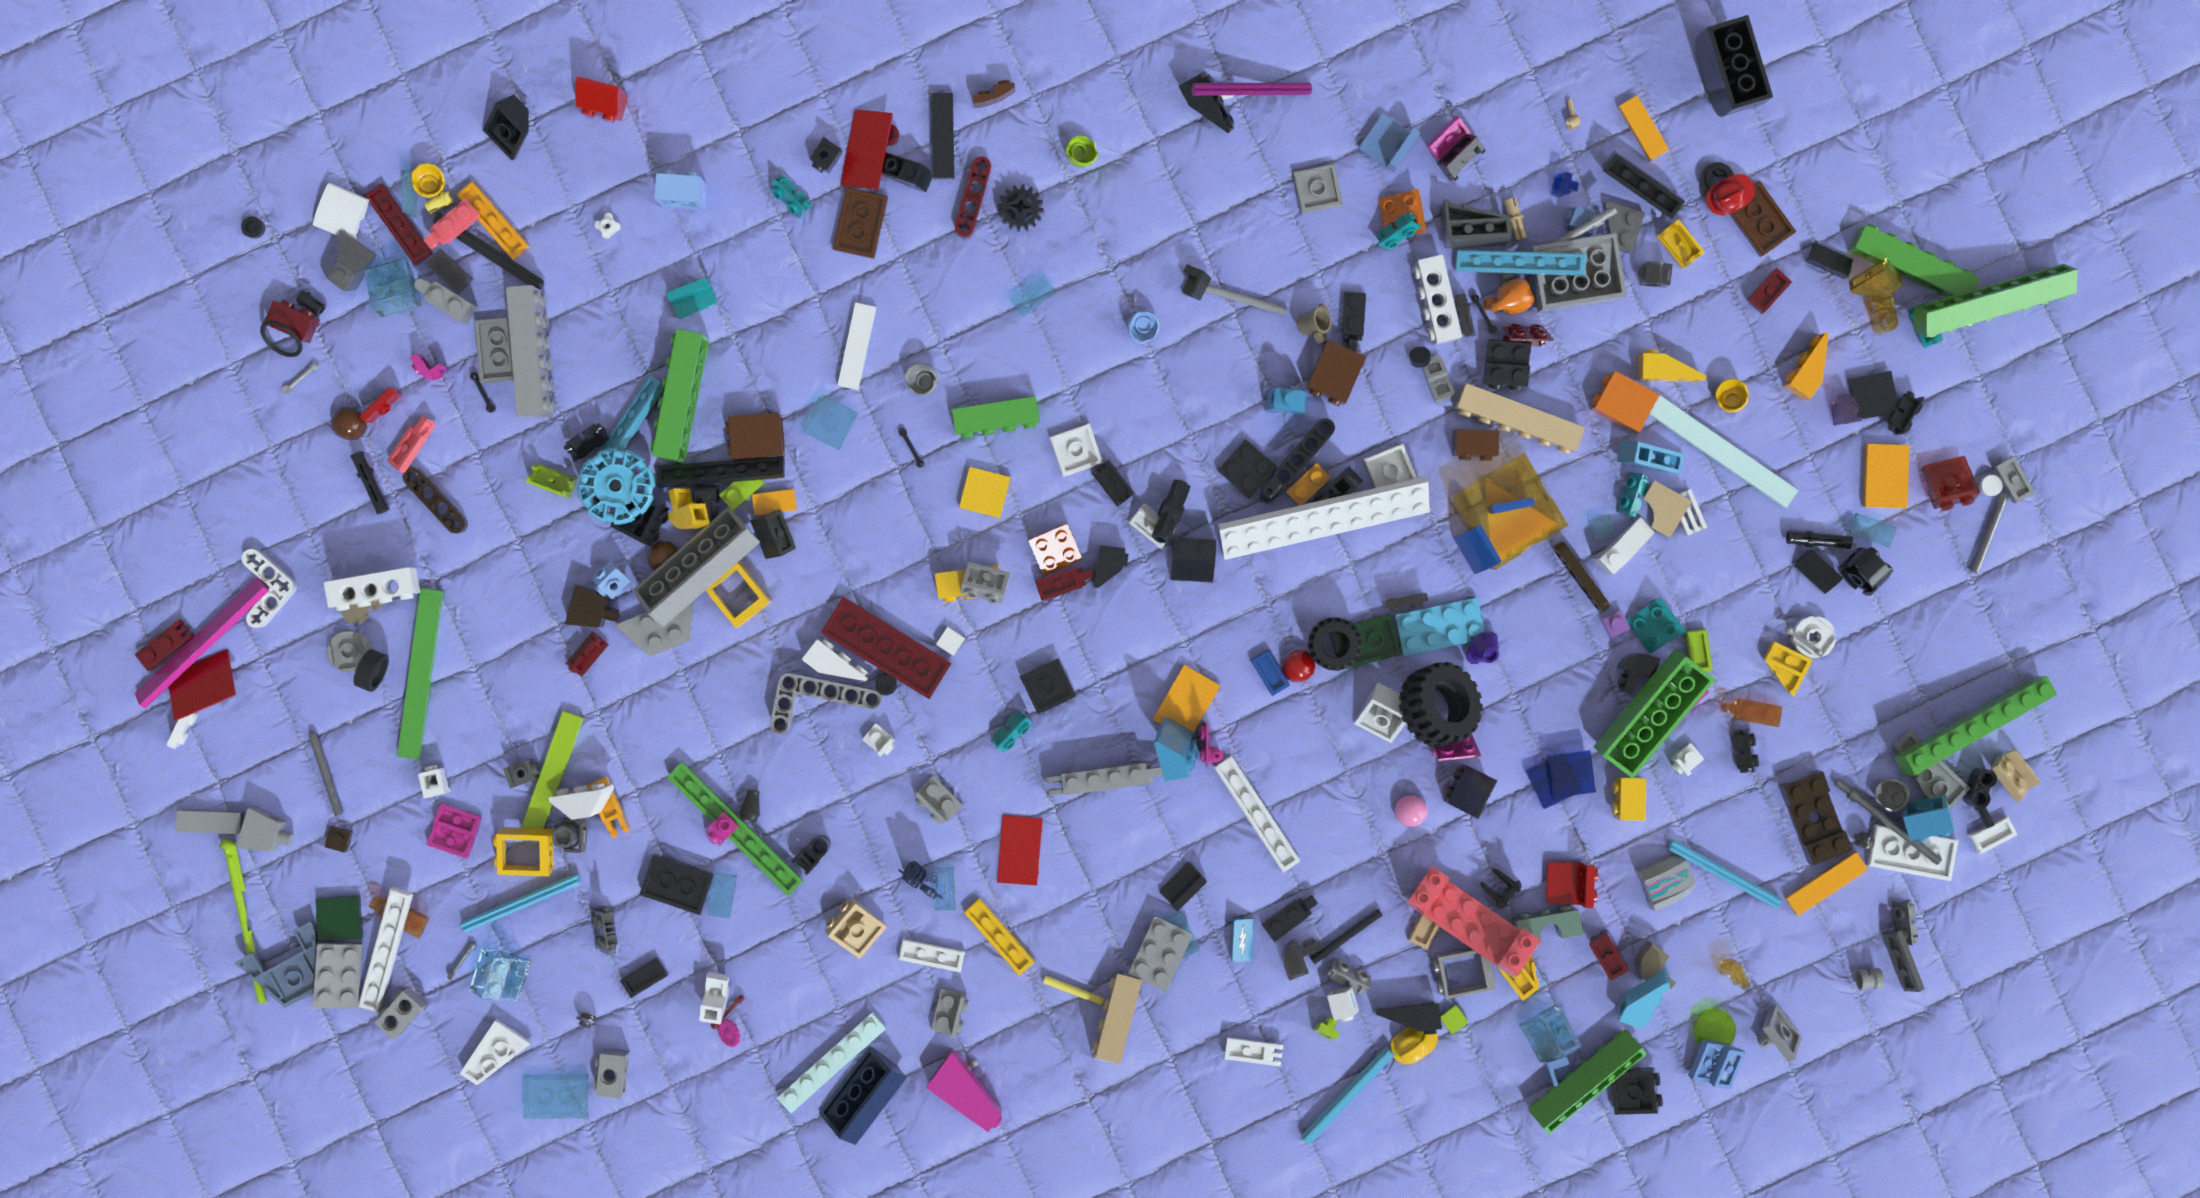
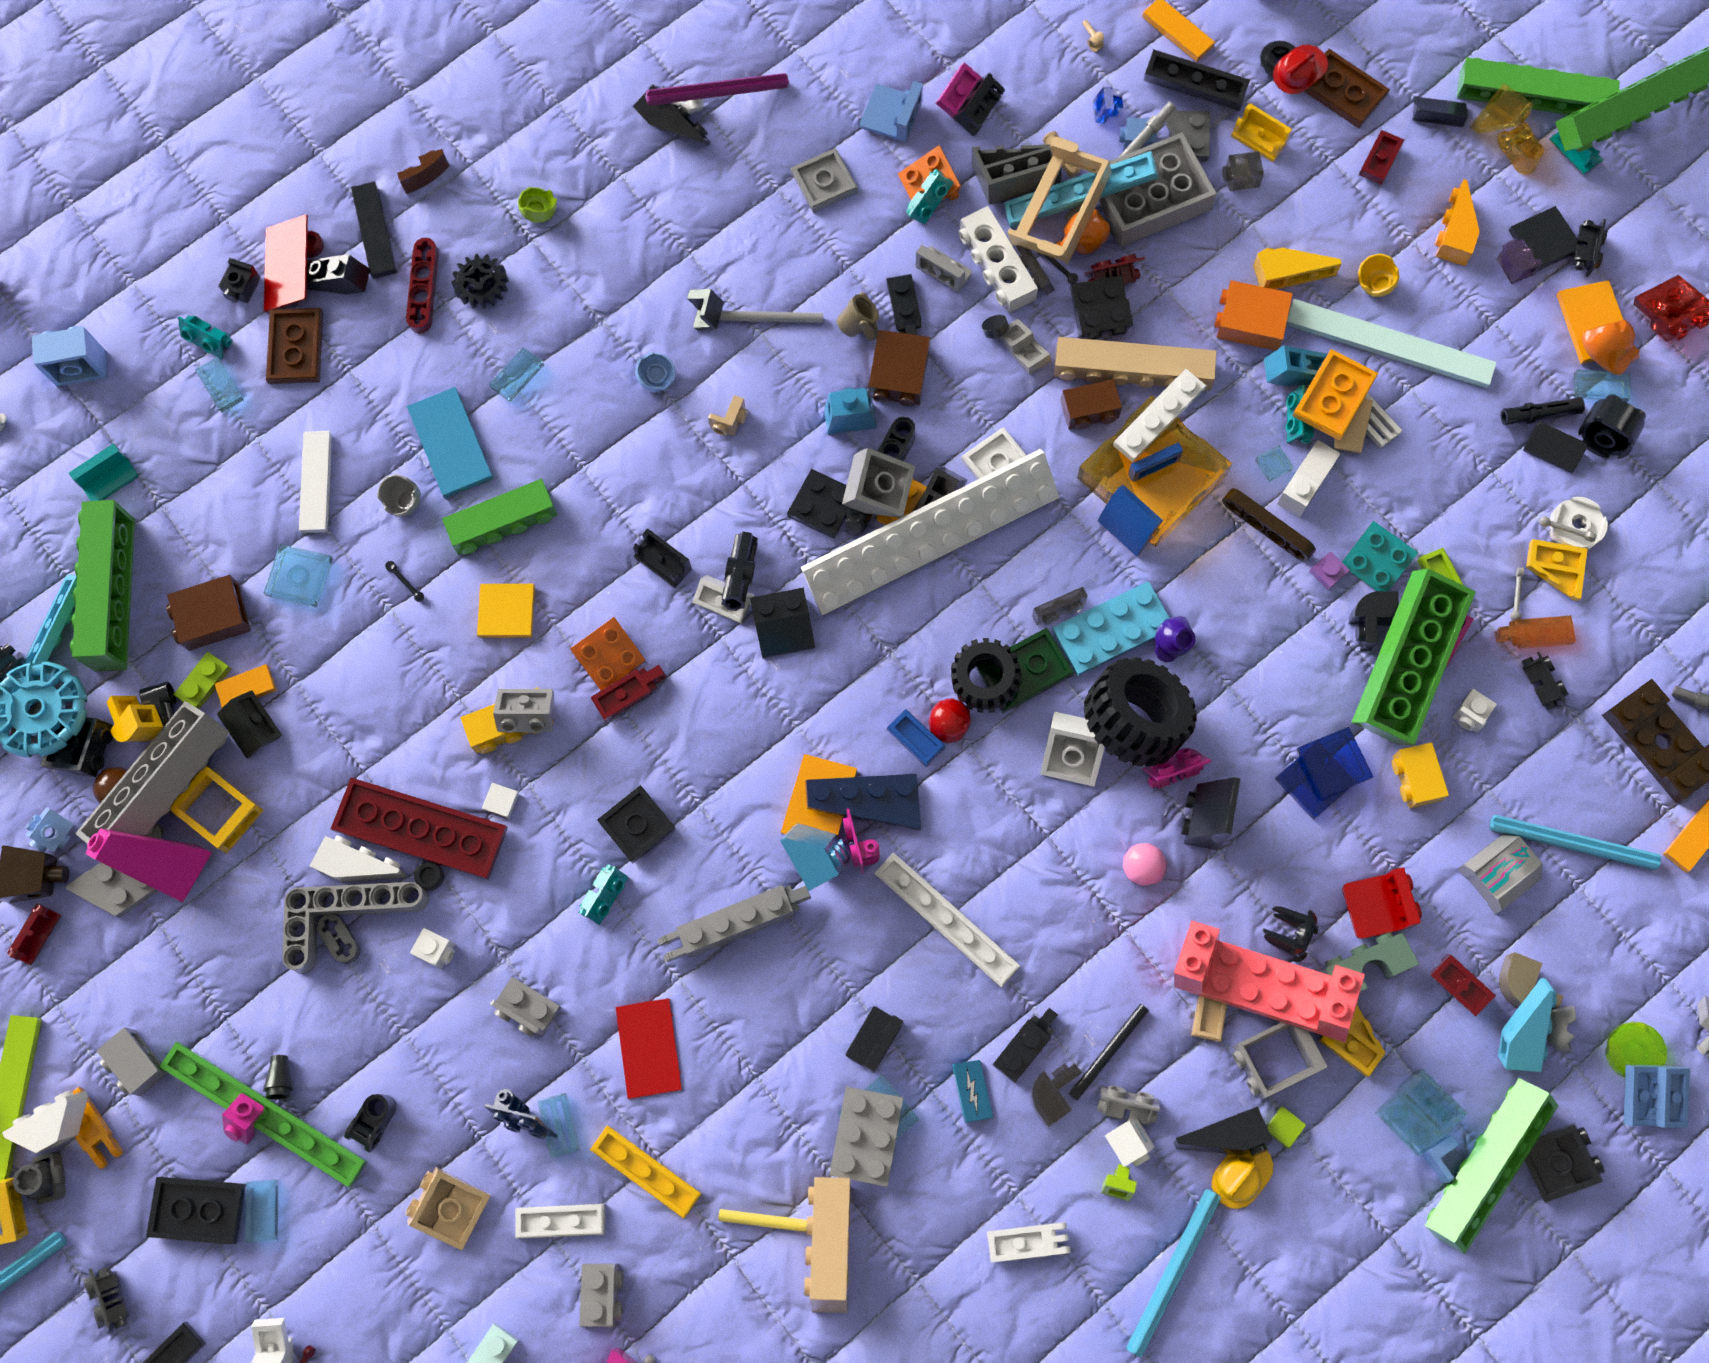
camera: 10 degrees left, 15 degrees down
(646, 768) = (131, 1062): none -> light grey brick
(688, 628) = (151, 860): none -> dark pink slope
(721, 471) = (170, 664): black tile -> none
(794, 241) = (219, 384): none -> clear light blue tile
(806, 716) = (344, 935): none -> dark grey beam
(968, 340) = (450, 442): none -> dark azure tile
(1076, 450) = (607, 533): white tile -> none
(1109, 563) = (680, 654): black slope -> none
(1197, 380) = (735, 415): none -> tan bracket
(1227, 712) = (874, 798): none -> dark blue wing
(1294, 474) = (878, 484): none -> light grey slope
(1393, 295) = (942, 267): none -> light grey bracket
(1519, 235) = (1063, 152): none -> tan piece
(1525, 472) = (1159, 415): none -> white plate
(1664, 489) = (1335, 394): none -> light orange tile
(1665, 1008) = (1560, 1037): none -> light grey hair
(1737, 973) = (1638, 966): clear yellow bracket -> none
(1742, 694) = (1519, 575): none -> light grey hinge
(1889, 504) = (1612, 346): none -> orange piece

